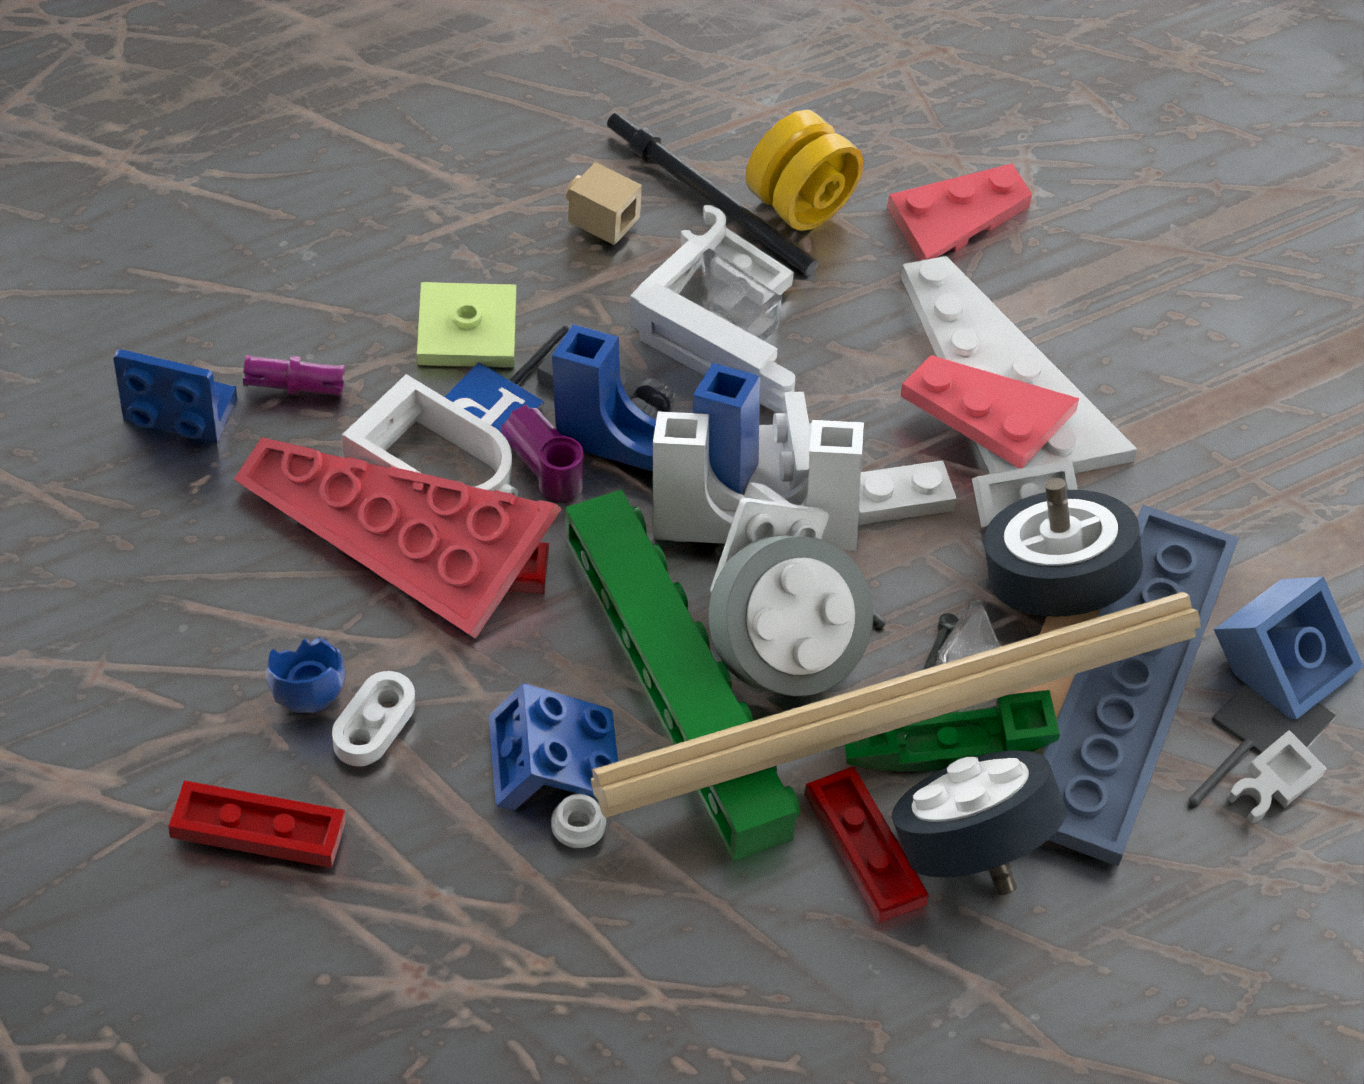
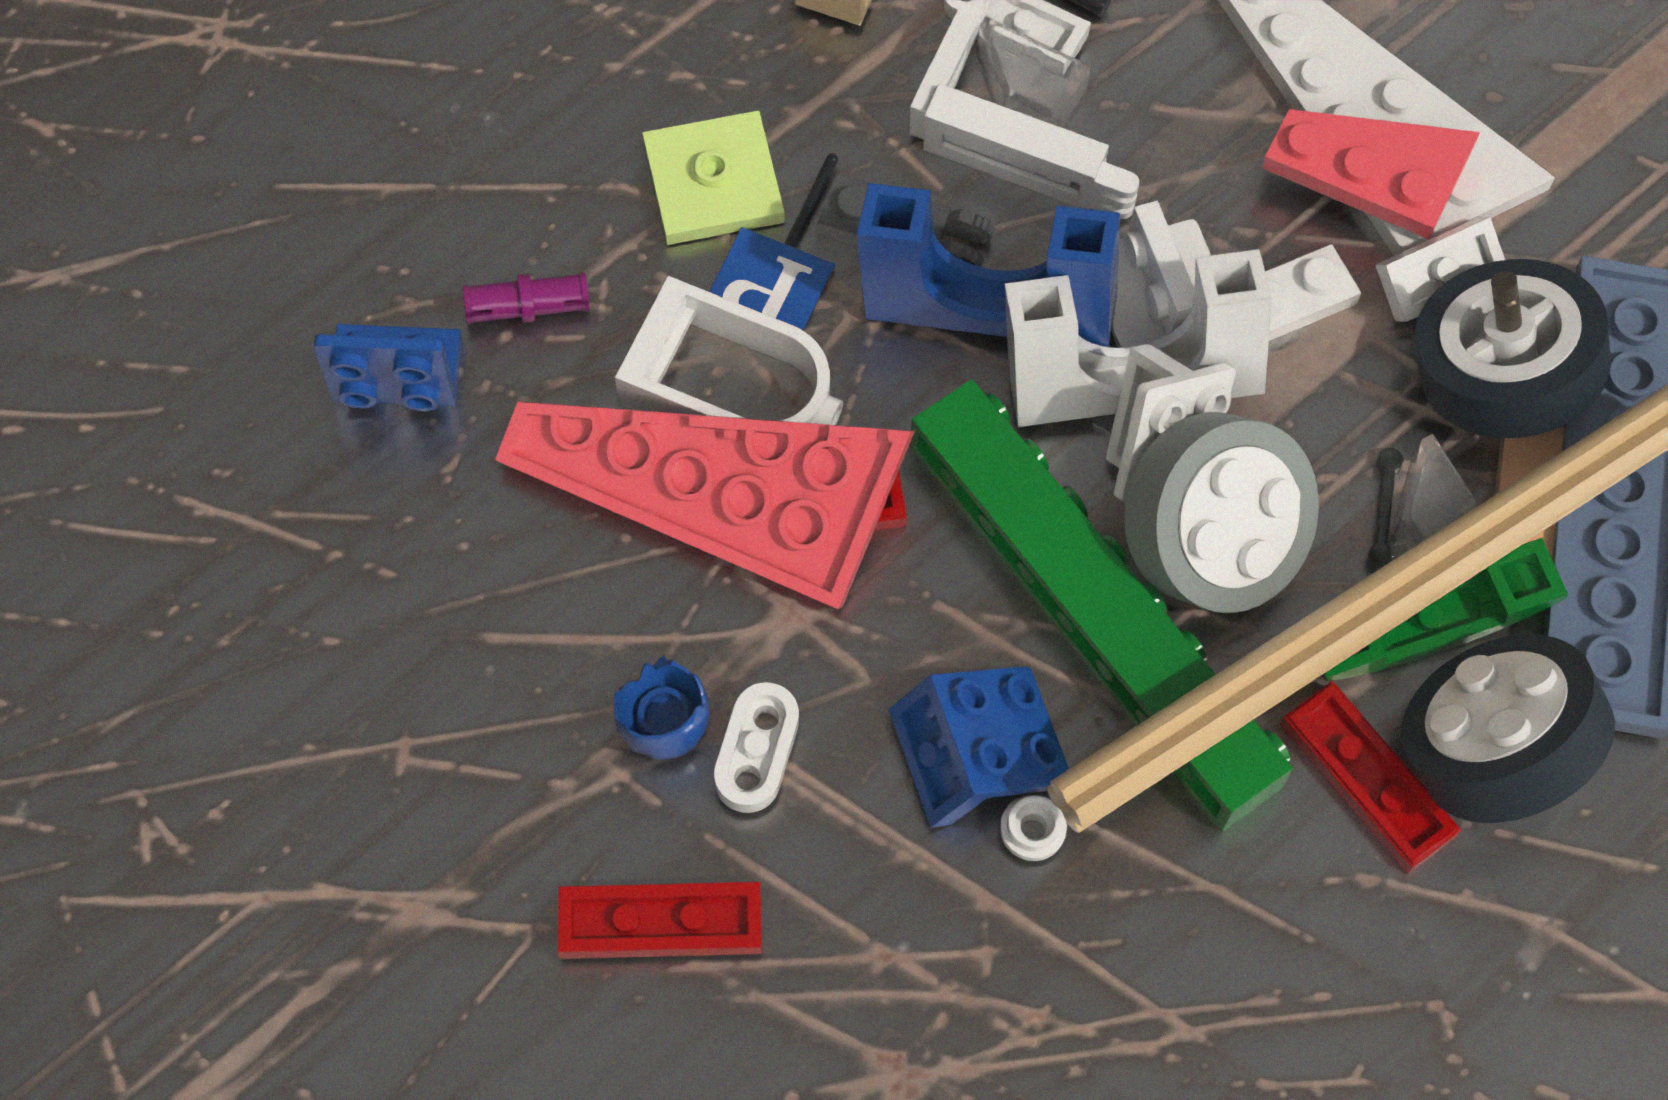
camera: 10 degrees left, 15 degrees up
(548, 454) = (858, 337): magenta piece -> none

